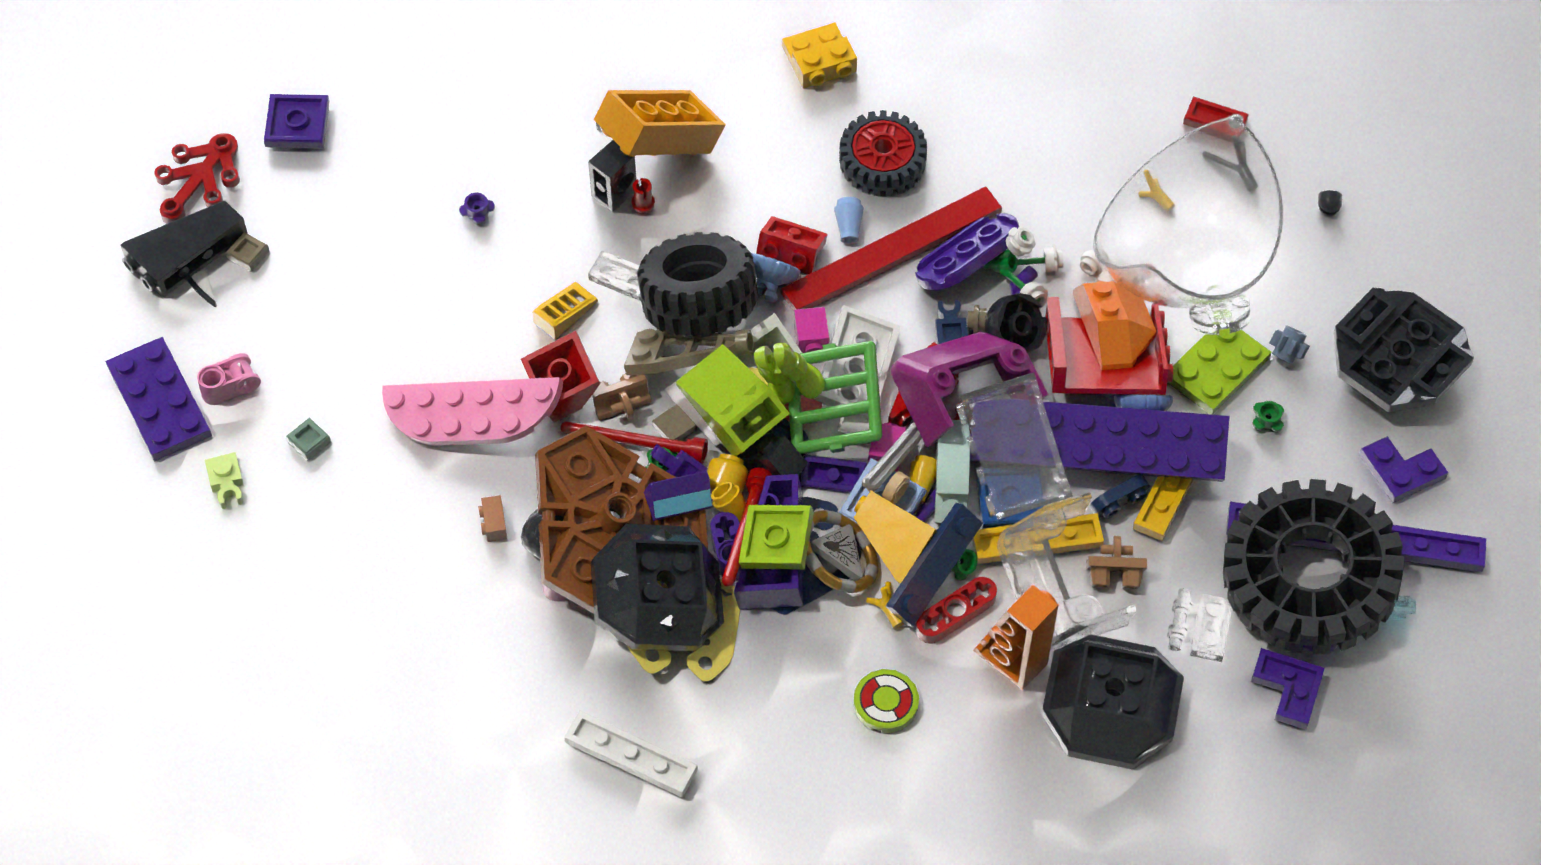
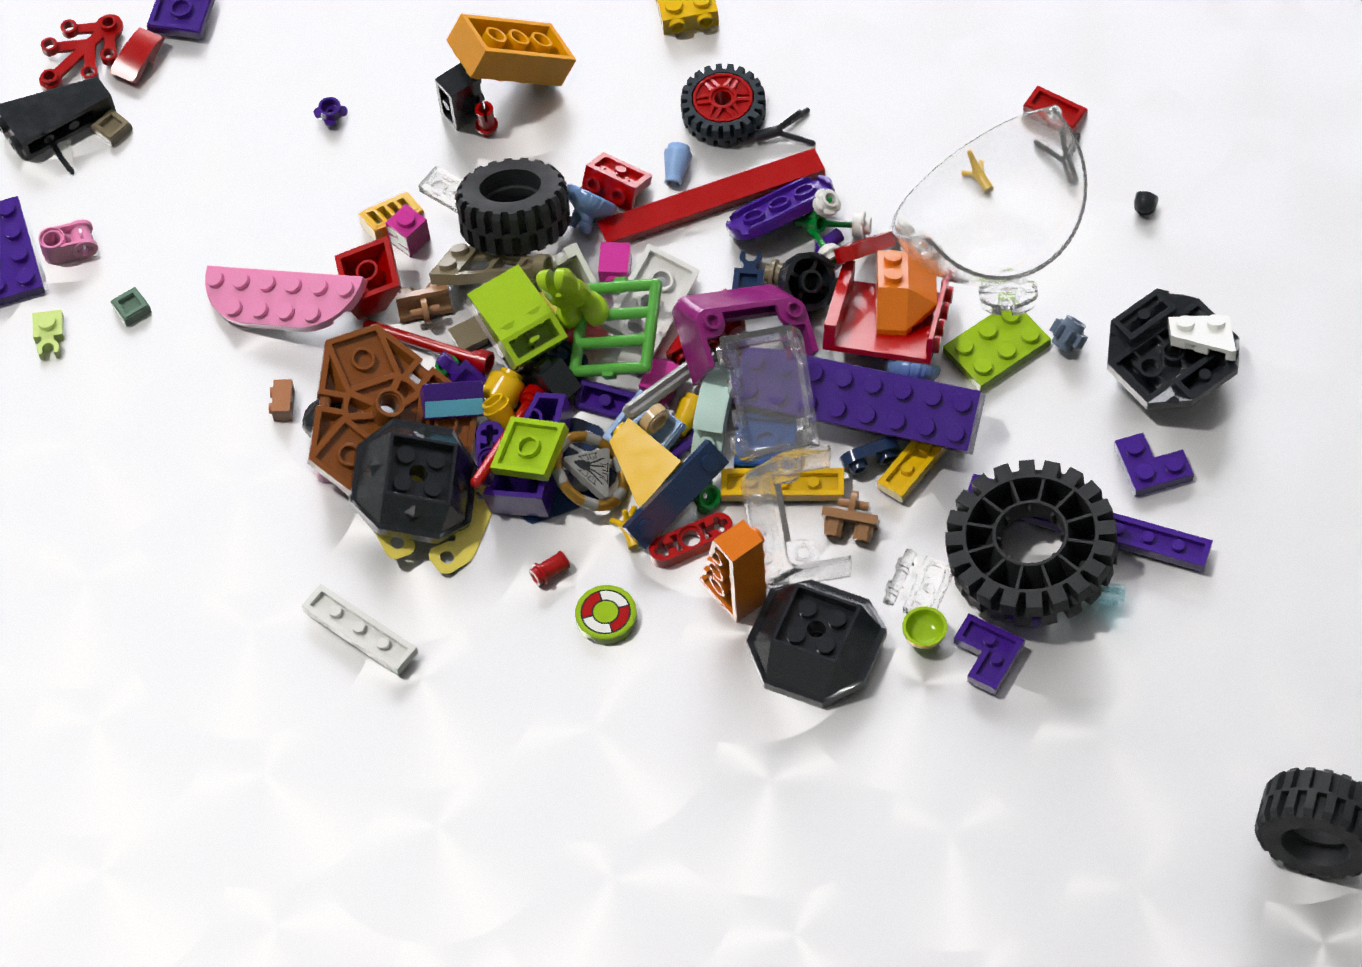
camera: 15 degrees right, 0 degrees up
(258, 173) = (135, 55): none -> red slope
(589, 321) = (408, 230): none -> dark pink brick
(810, 665) = (549, 568): none -> red pin
(943, 172) = (777, 130): none -> black plant
(1065, 281) = (864, 247): none -> red beam
(1221, 669) = (924, 627): none -> lime piece
(1271, 409) = (1036, 392): green plate -> none
(1431, 328) = (1203, 334): none -> white wing

